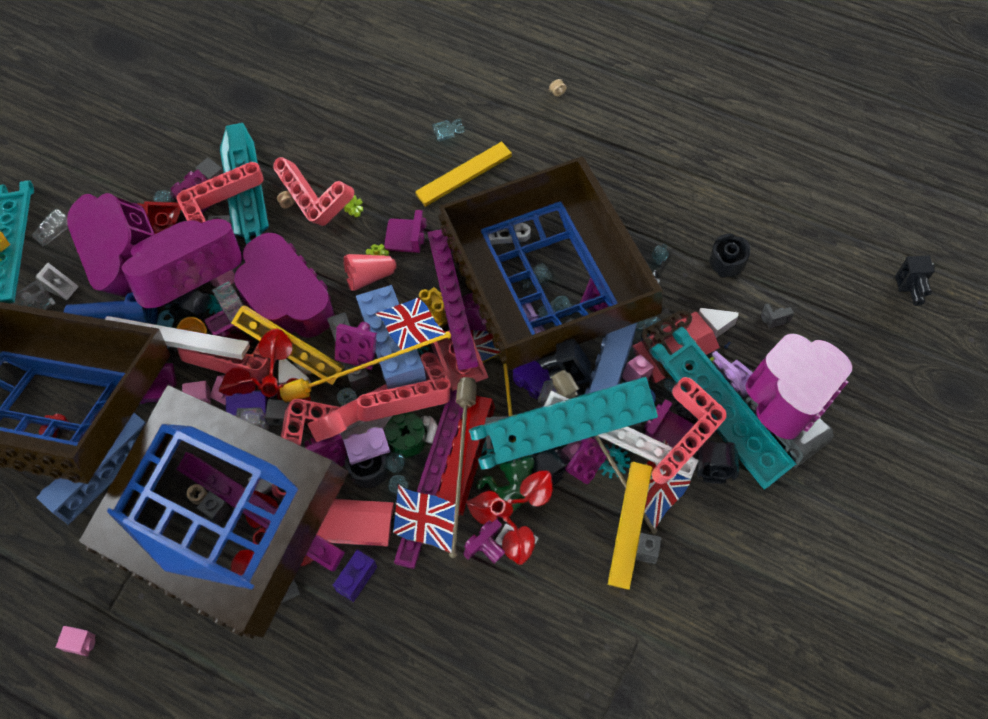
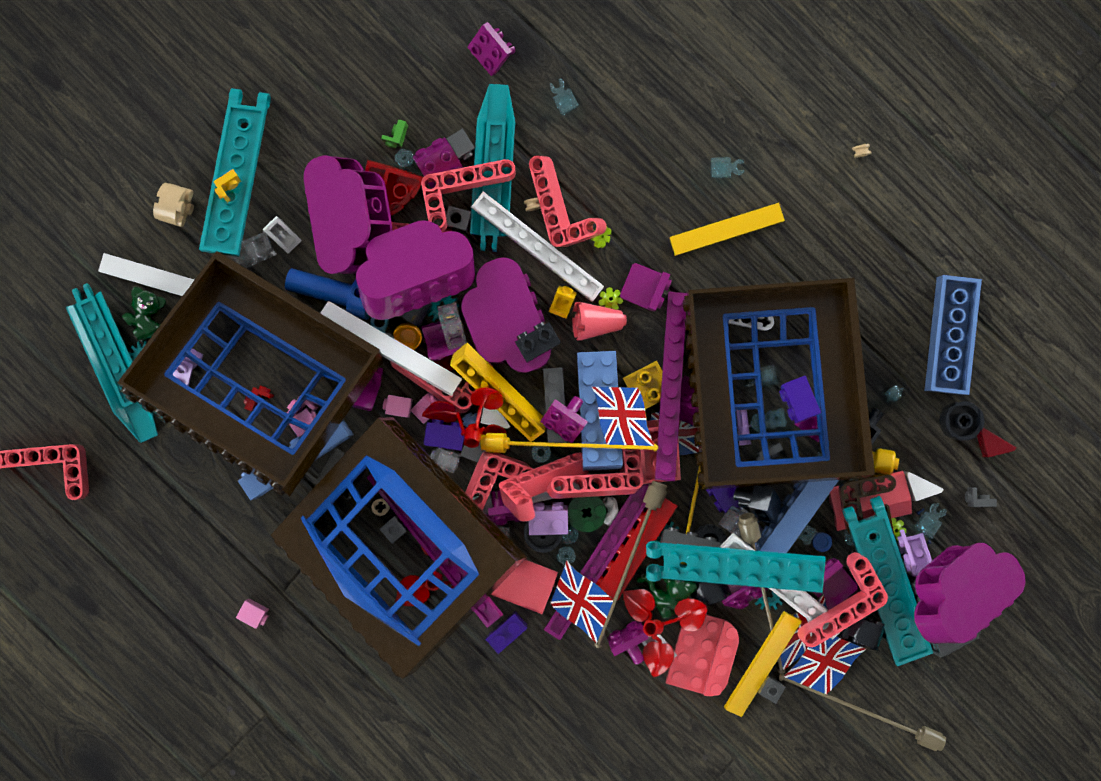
camera: 15 degrees right, 25 degrees up
(55, 218) = (284, 150): clear slope -> none
(152, 181) = (399, 131): none -> bright green bracket
(220, 97) = (490, 48): none -> magenta plate
(293, 119) = (564, 99): none -> clear light blue plate
(296, 226) = (537, 246): none -> white tile
(312, 285) = (537, 342): none -> black brick
(332, 265) = (562, 301): none -> yellow bracket
(568, 250) = (799, 399): none -> dark purple brick
(568, 538) = (704, 657): none -> coral plate
(637, 368) = (824, 518): bright pink brick -> none
(673, 305) = (885, 461): none -> yellow head
(692, 193) = (953, 335): none -> medium blue brick
(695, 509) = (825, 666): none -> flag
(739, 348) = (929, 522): none -> clear light blue plate
(766, 267) = (992, 444): none -> dark red slope

